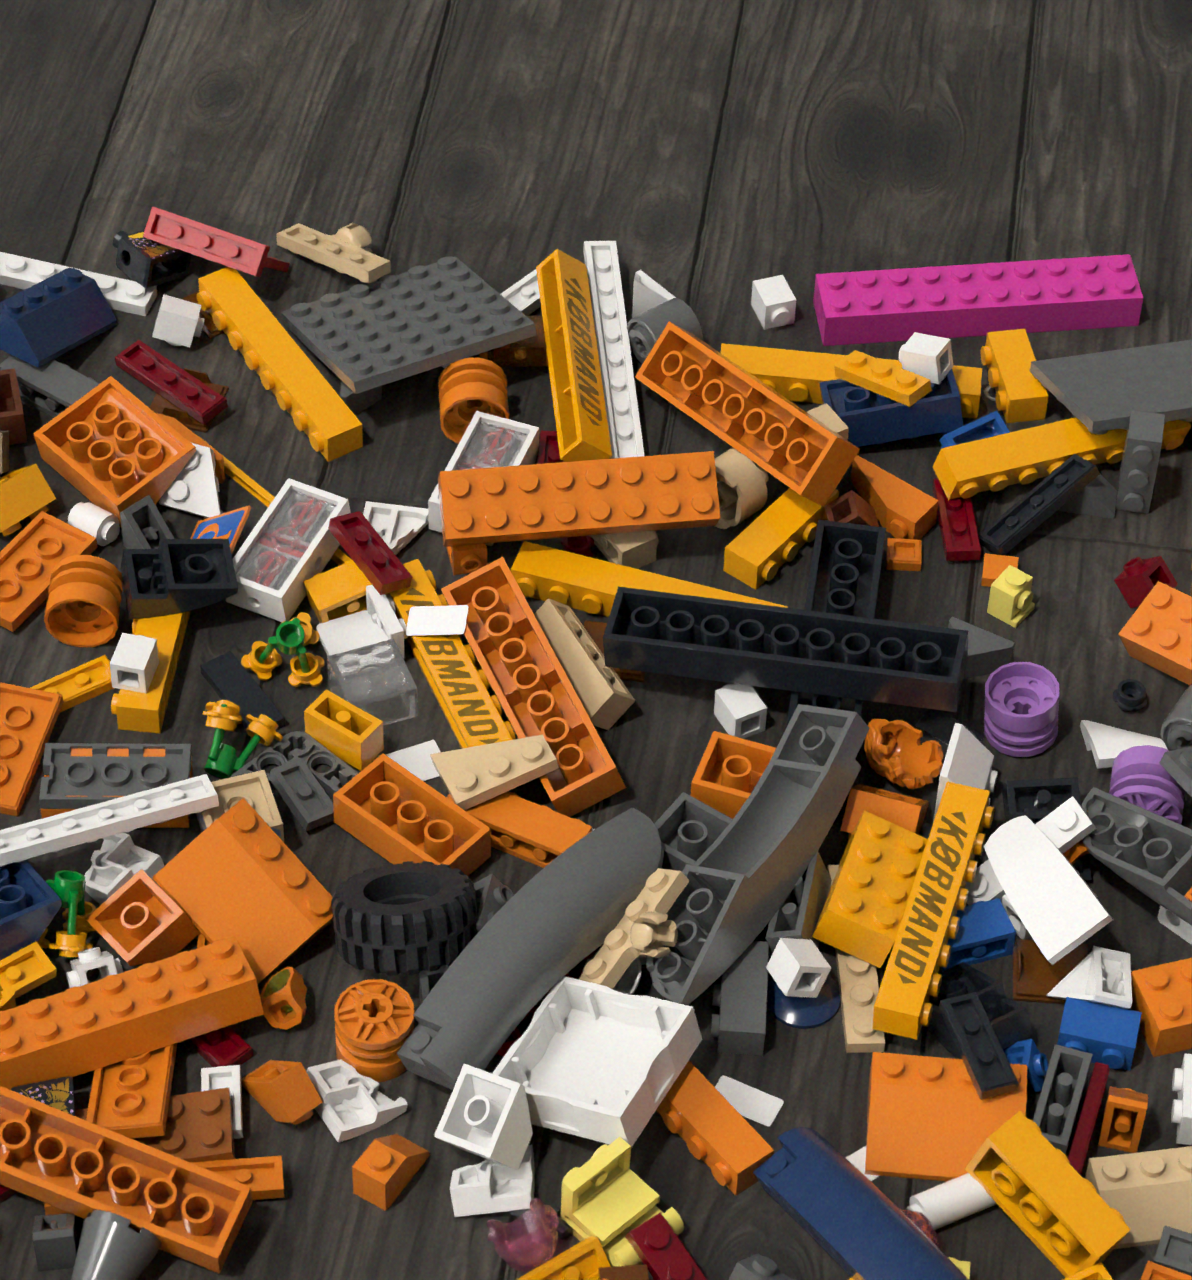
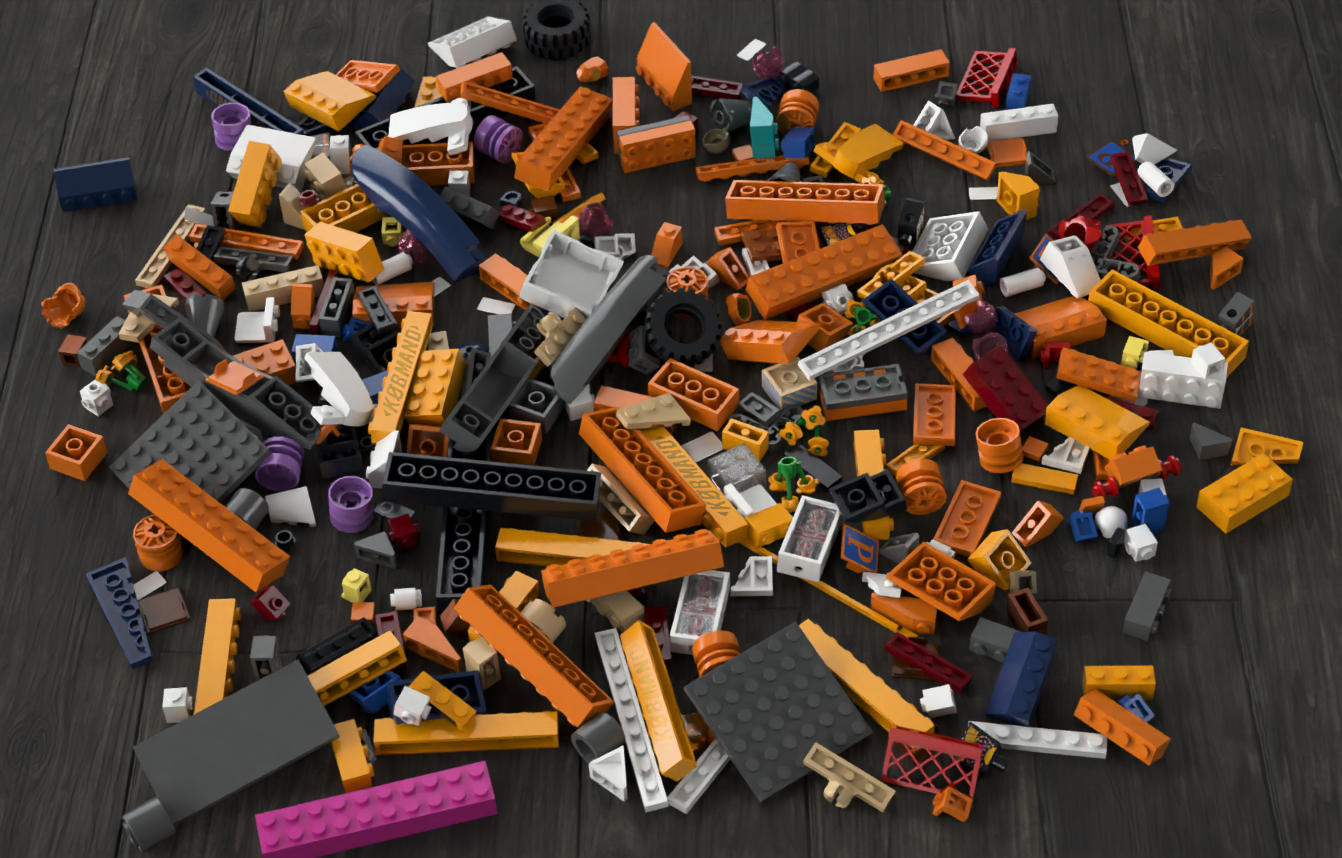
camera: 175 degrees right, 0 degrees up
(134, 663) = (874, 441): white brick -> none
(210, 212) = (952, 803): none -> orange bracket
(370, 552) = (755, 521): dark red plate -> none
(437, 620) = (704, 490): white sticker -> none
(487, 1117) = (621, 247): white slope -> none
(773, 302) = (525, 792): white brick -> none
(798, 967) = (472, 337): white brick -> none
(932, 573) = (406, 599): none -> white brick

